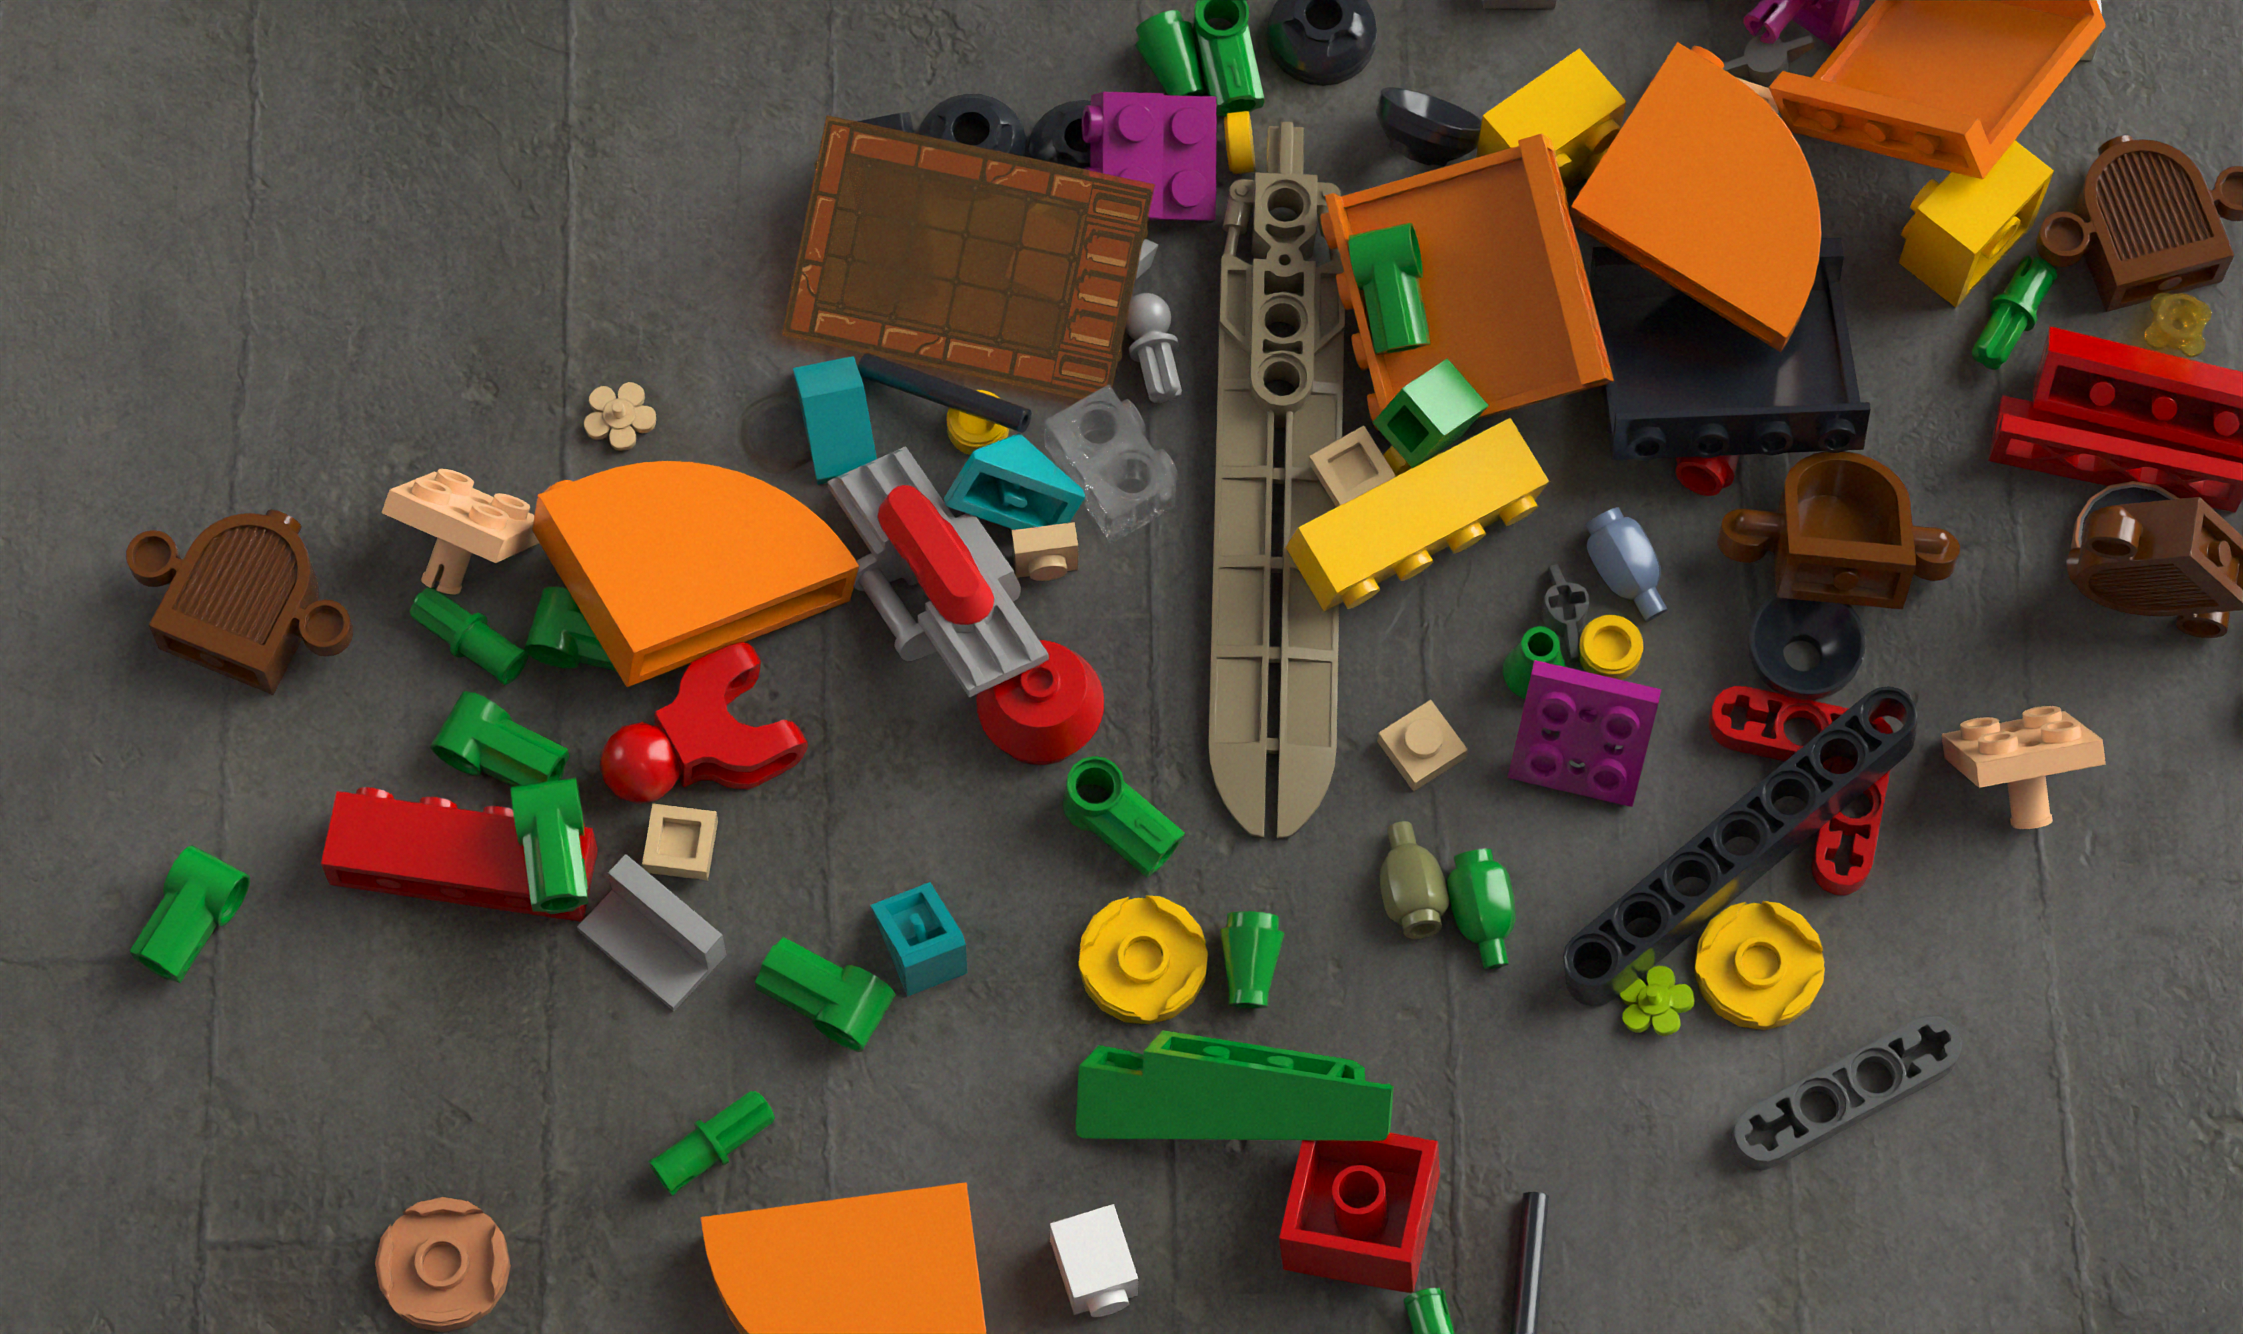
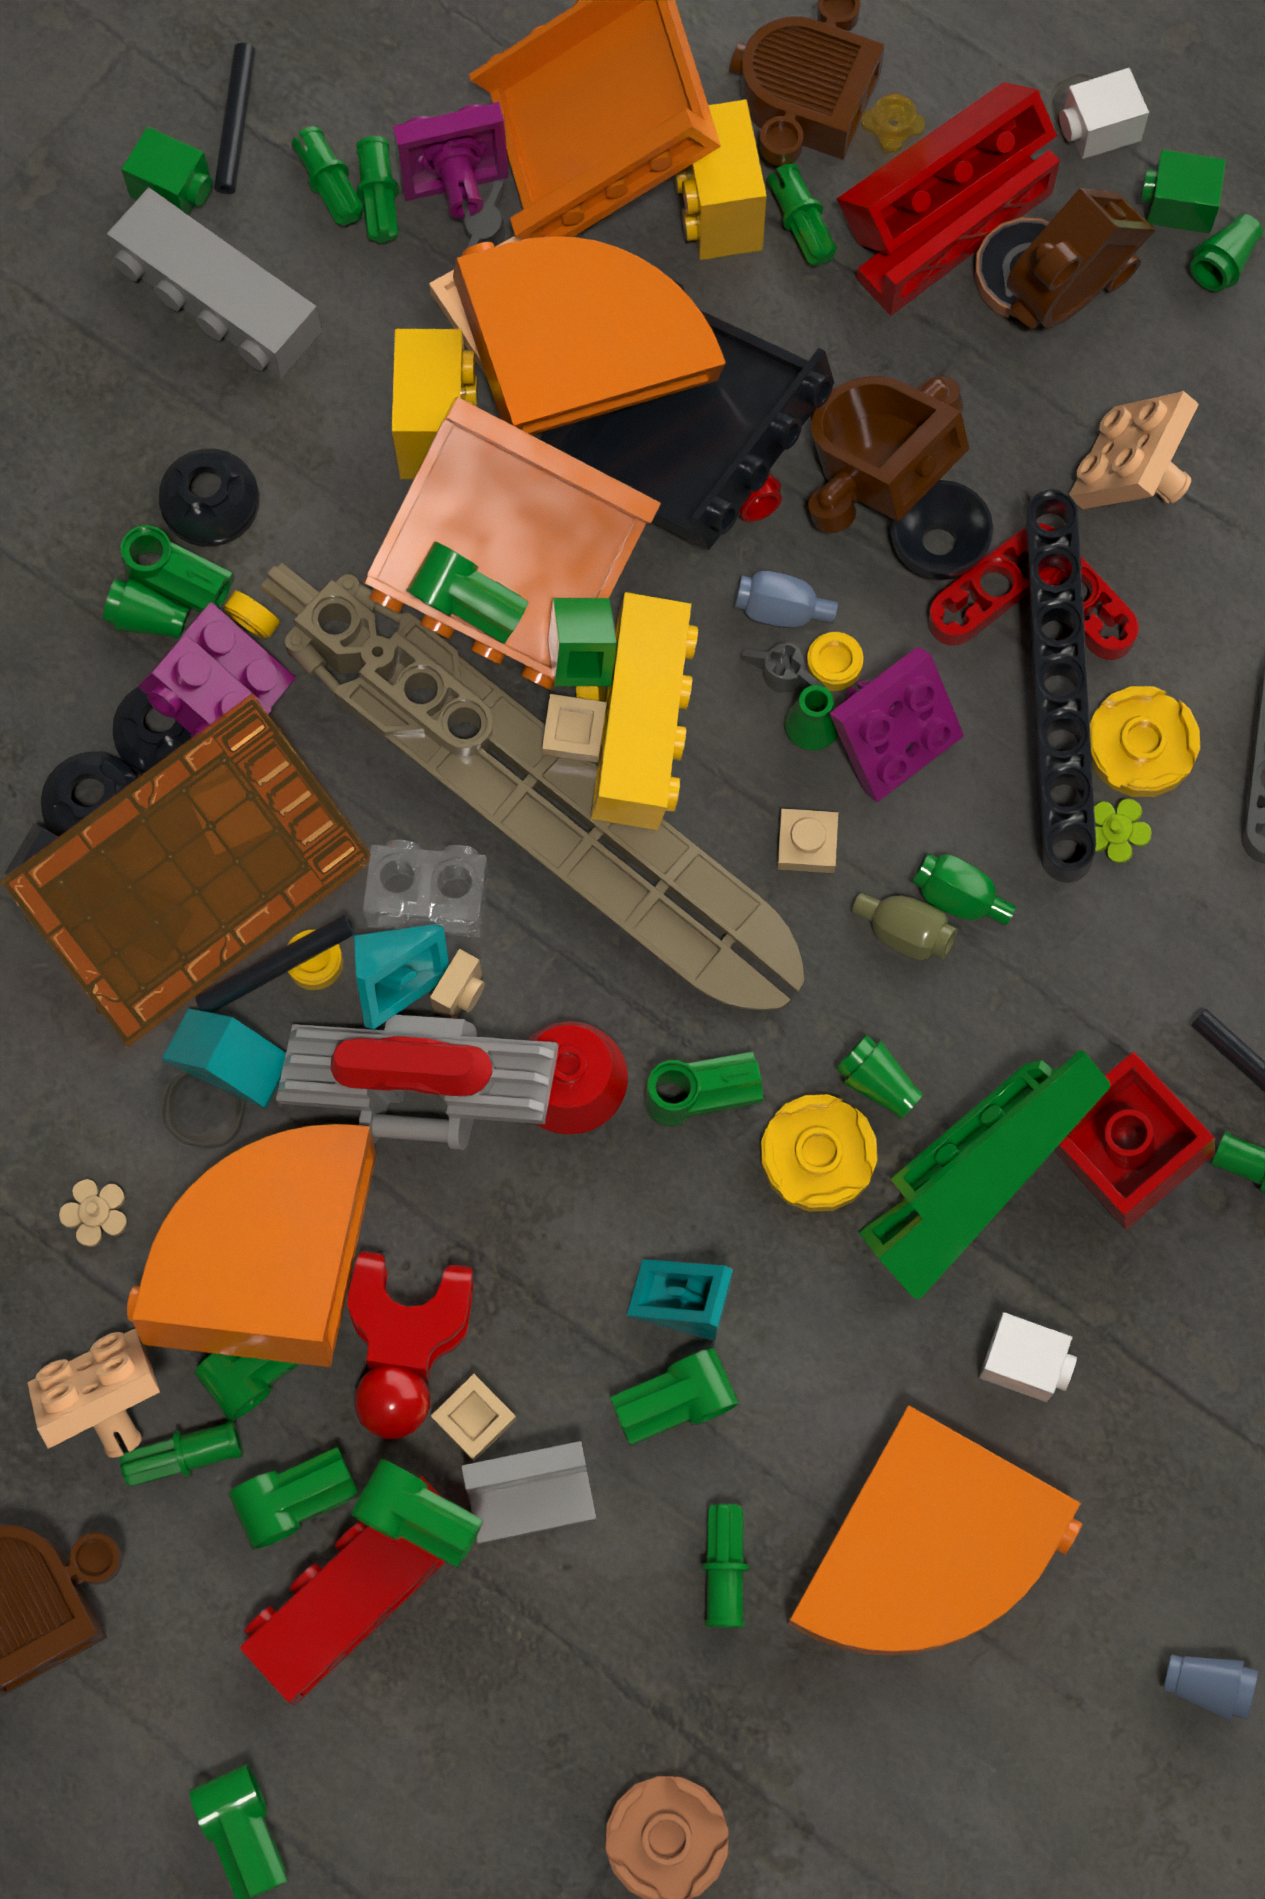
camera: 50 degrees left, 5 degrees up
(1154, 348) = (361, 794): light grey axle -> none
(1426, 126) = (349, 480): black piece -> none

